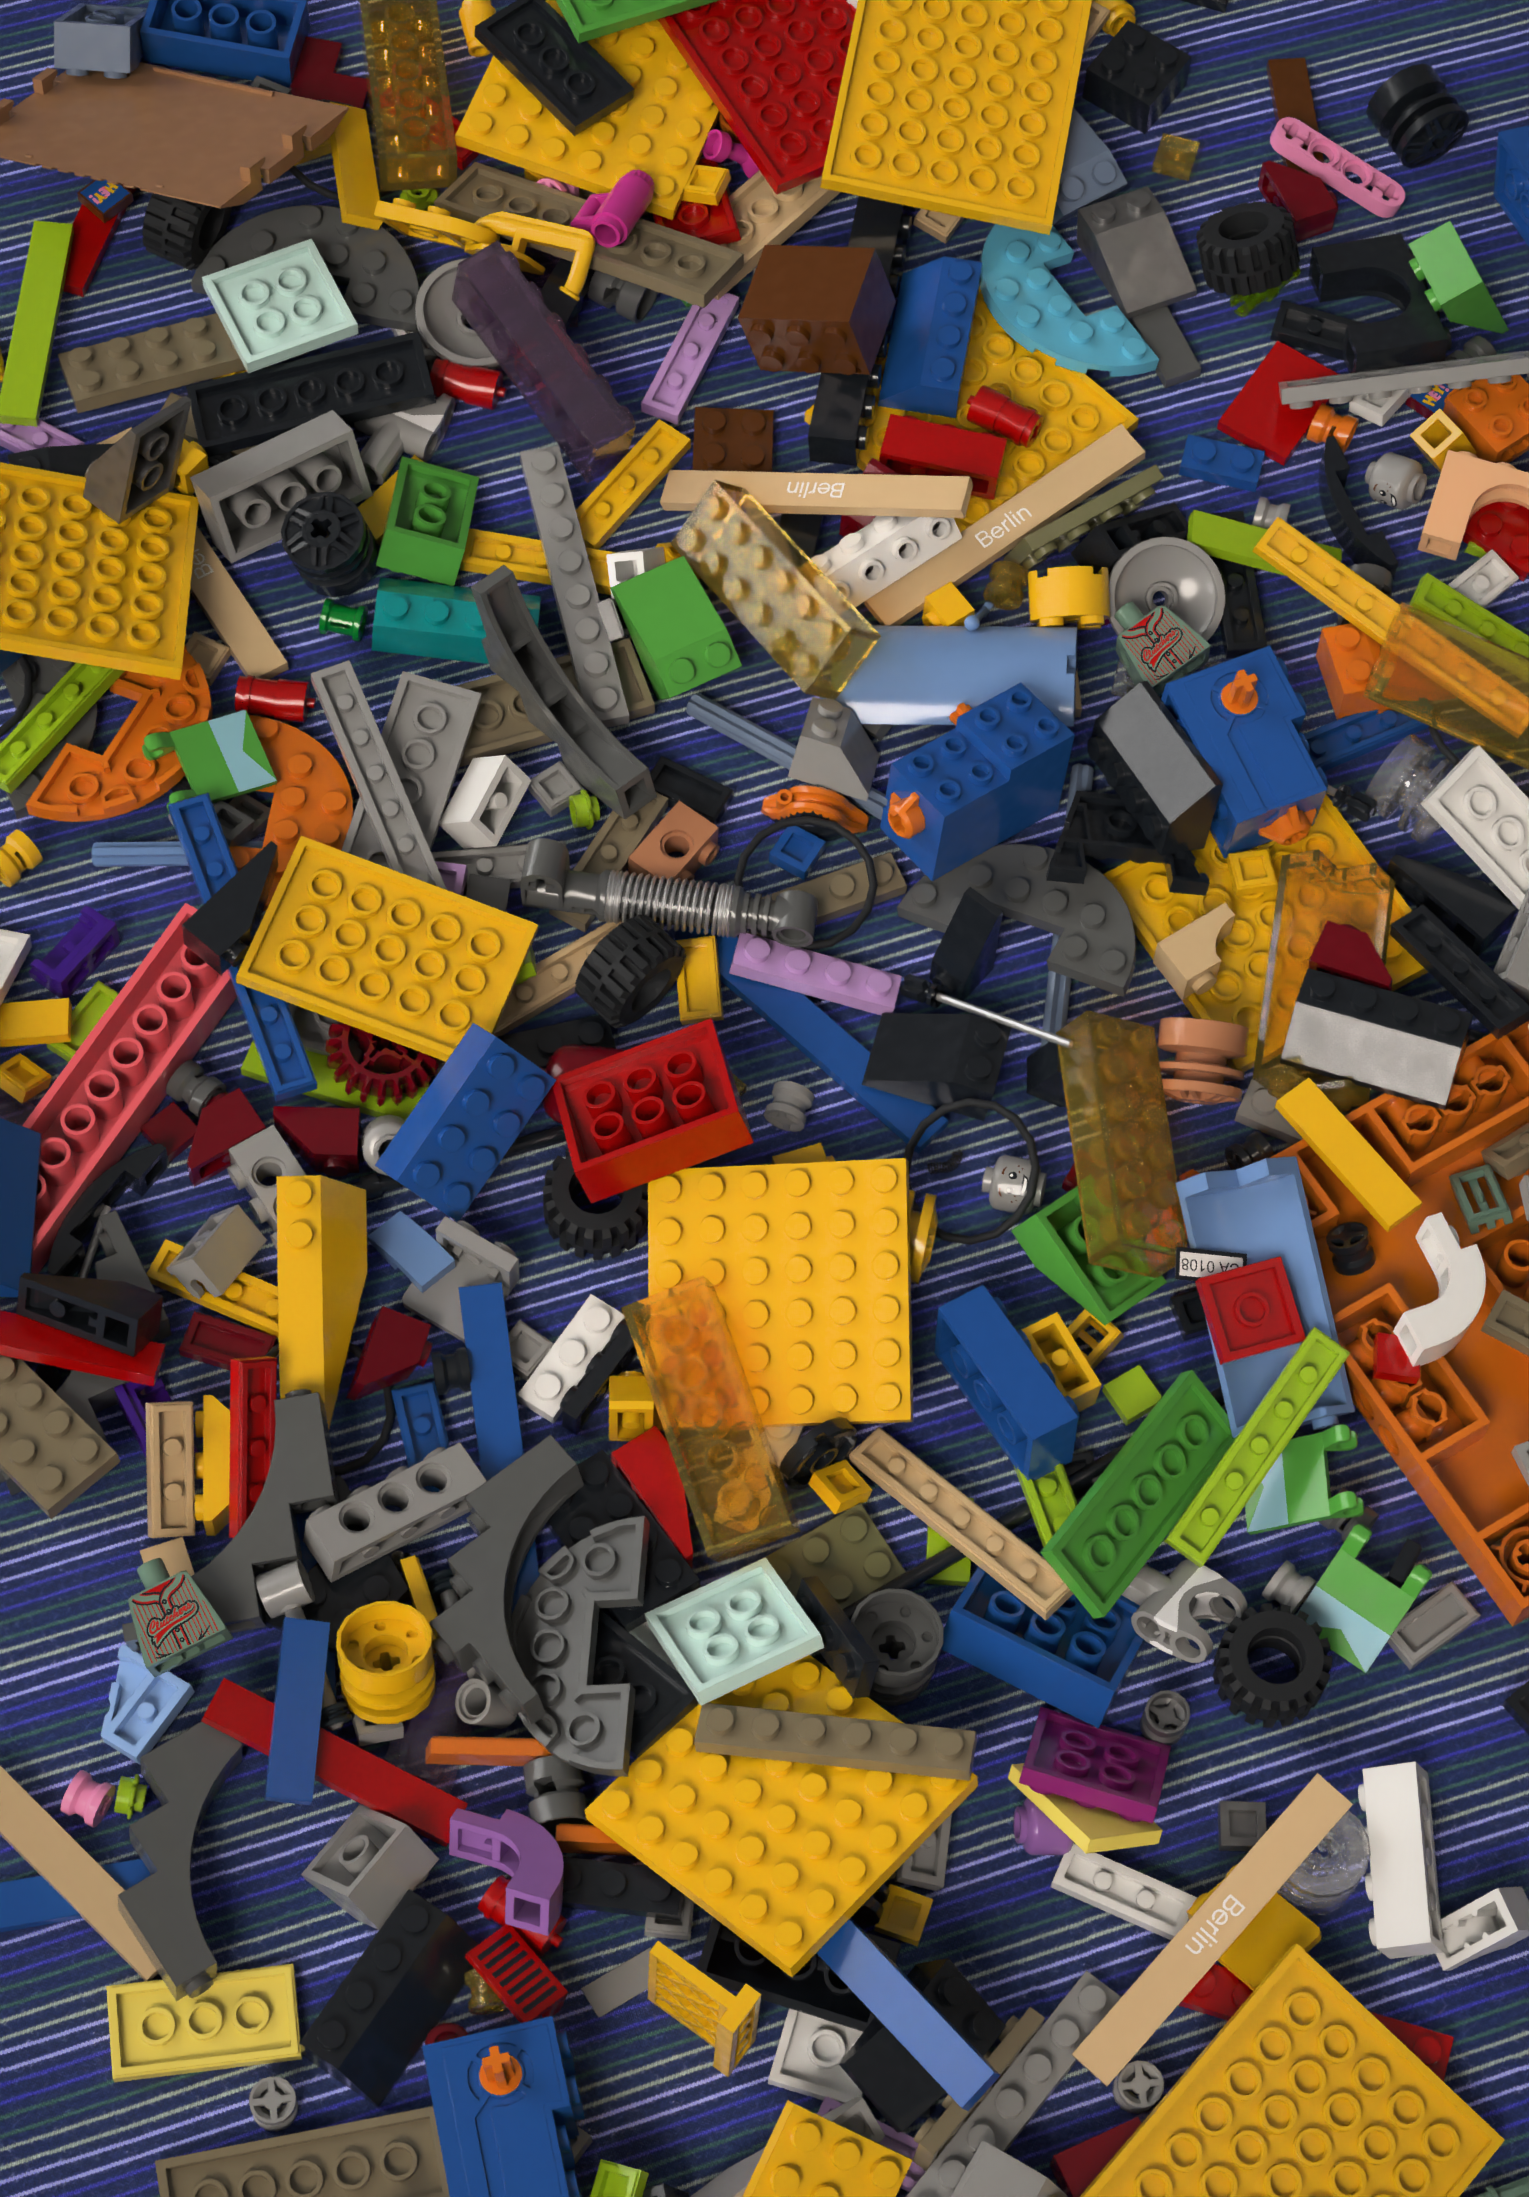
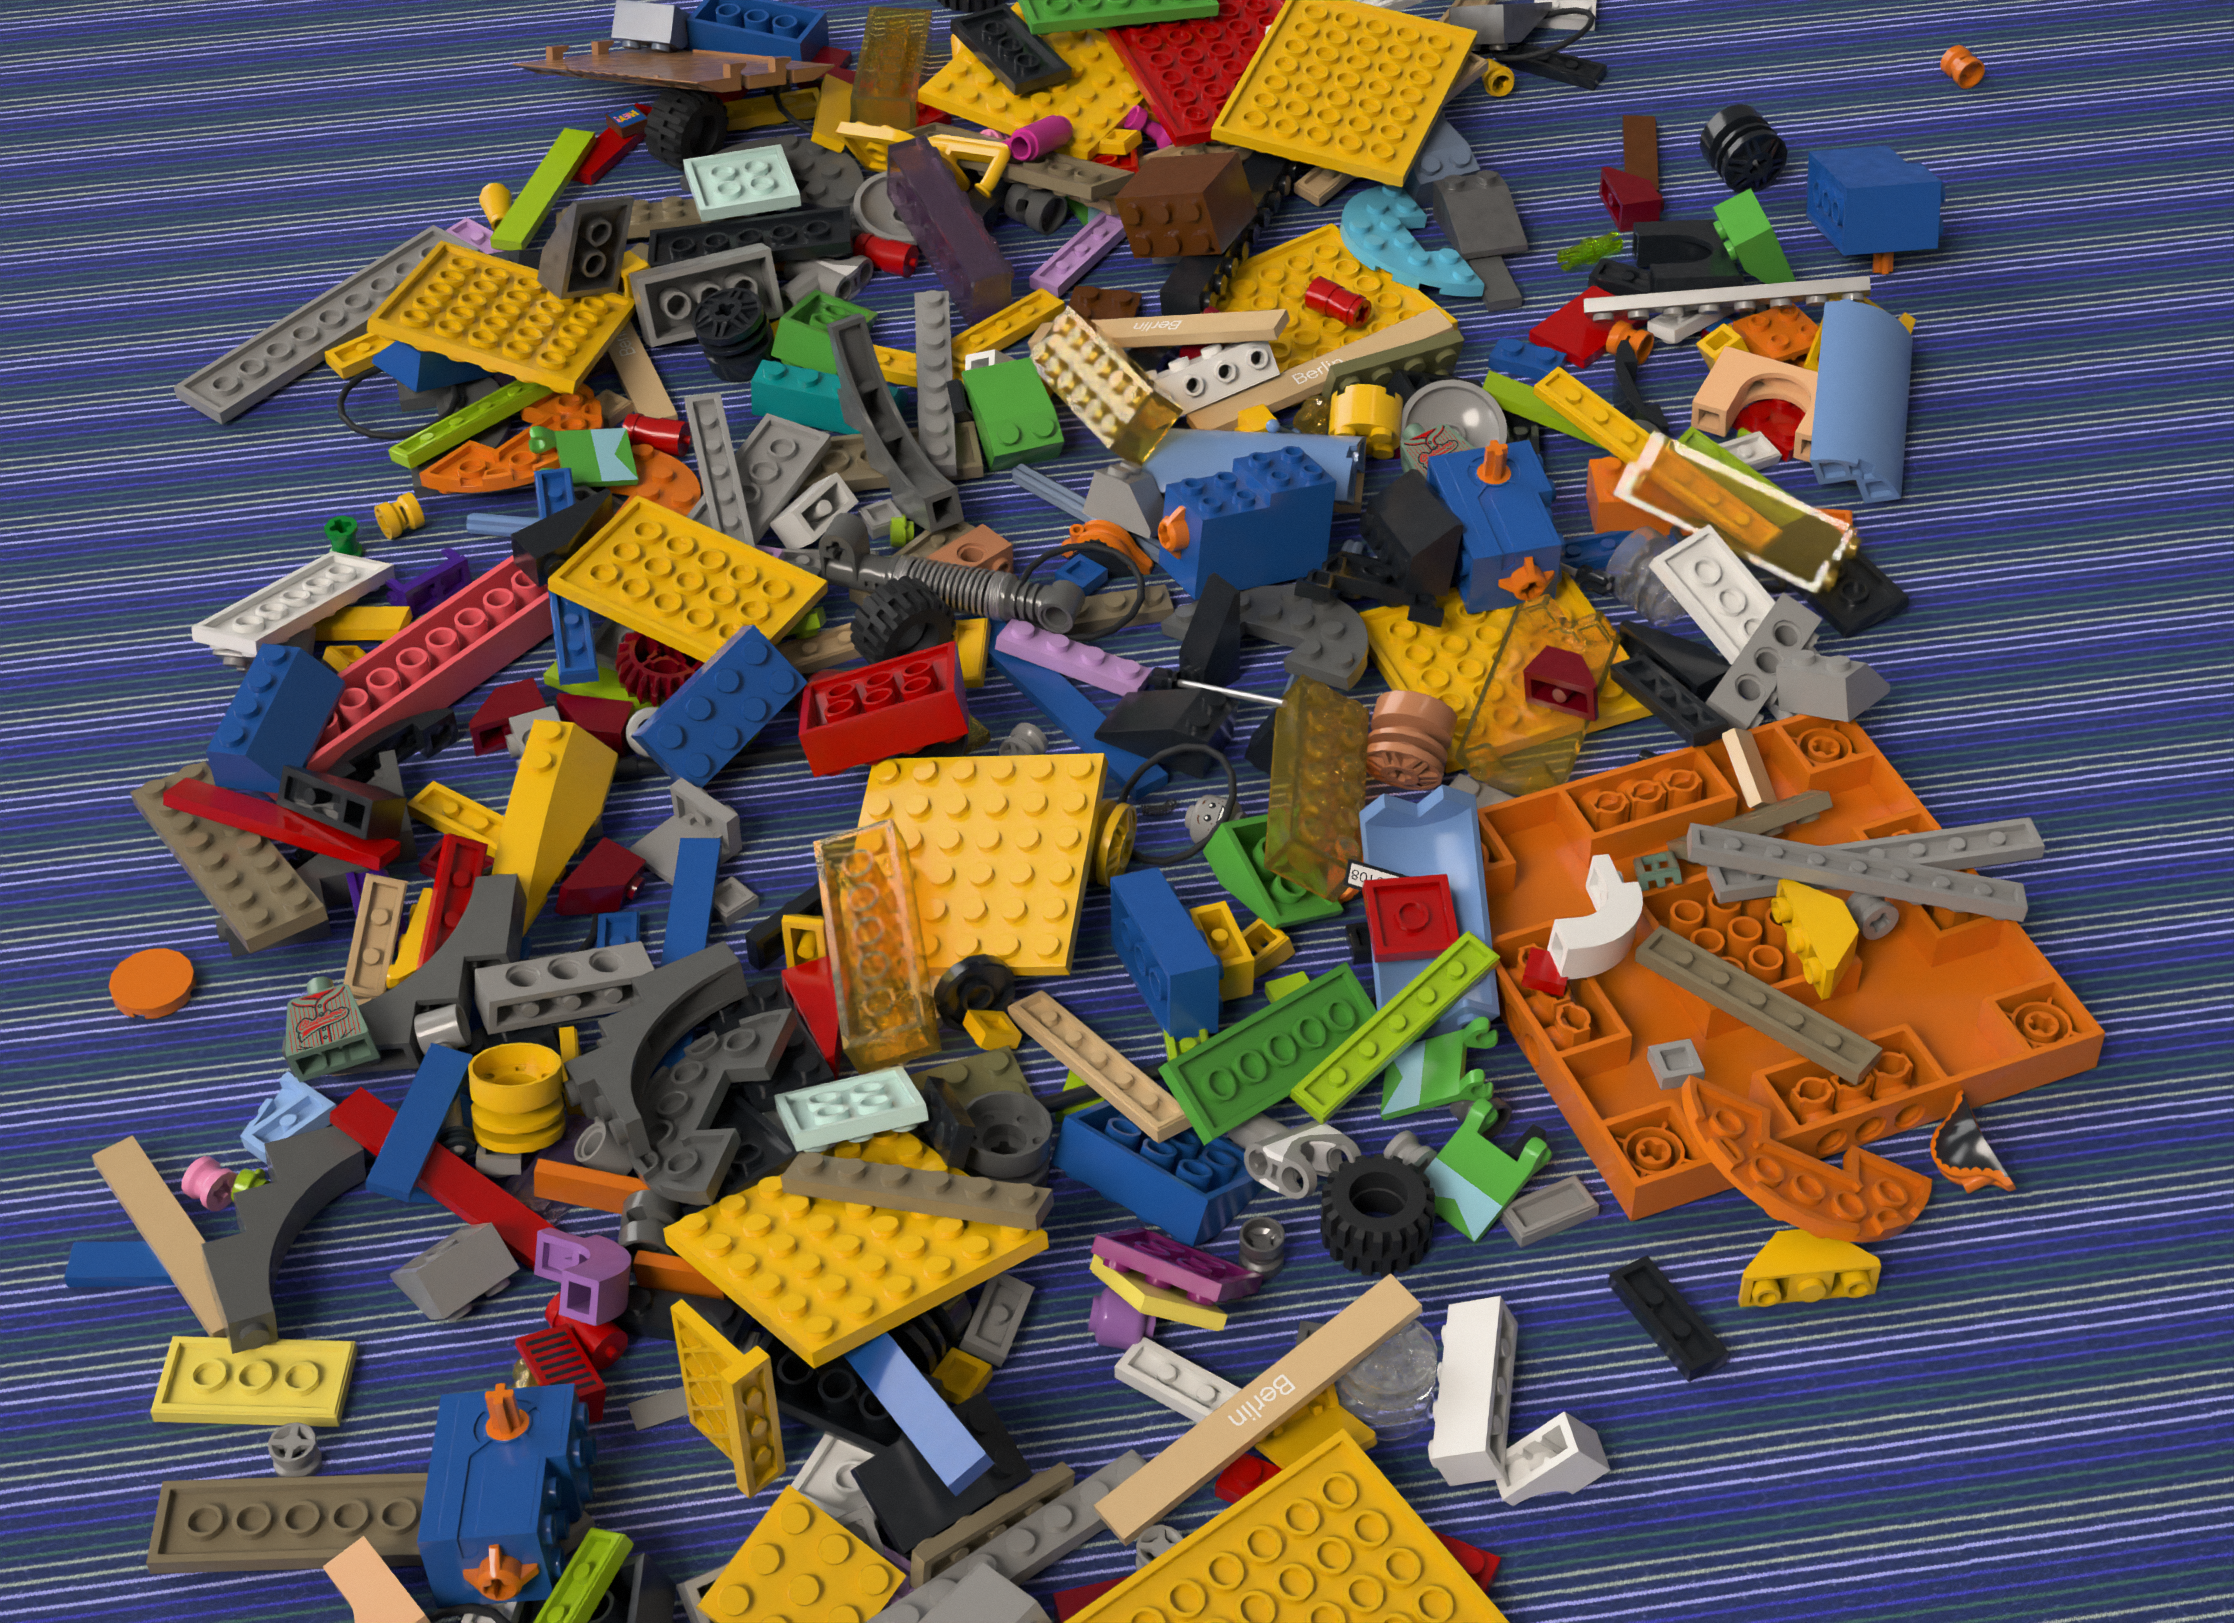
camera: 15 degrees right, 20 degrees down
(171, 1129) = (464, 710): dark red tile -> none
(193, 1087) = (492, 674): dark grey wheel -> none
(217, 1252) = (471, 789): light grey hinge -> none
(343, 620) = (728, 387): green bush -> none
(391, 1999) = (397, 1395): black slope -> none
(412, 1251) = (651, 816): medium blue slope -> none
(451, 1371) = (654, 902): black wheel -> none
(569, 1357) = (788, 888): white plate -> none
(586, 1230) = (819, 804): black tyre -> none
(691, 788) = (1016, 533): black tile -> none
(931, 337) = (1290, 250): blue slope -> none
(943, 450) = (1306, 332): red brick -> none
(1136, 77) = (1506, 114): black brick -> none
(1175, 156) = (1529, 167): clear yellow plate -> none
(1190, 955) = (1424, 663): tan arch -> none
(1248, 248) = (1576, 216): black tyre -> none
(1252, 872) = (1489, 622): yellow tile -> none
(1334, 171) = (1667, 179): bright pink beam -> none
(1348, 1154) = (1532, 817): yellow tile -> none
(1351, 1248) = (1524, 897): black wheel -> none
(1376, 1038) = (1578, 732): slope -> none
(1396, 480) = (1679, 379): light grey head -> none

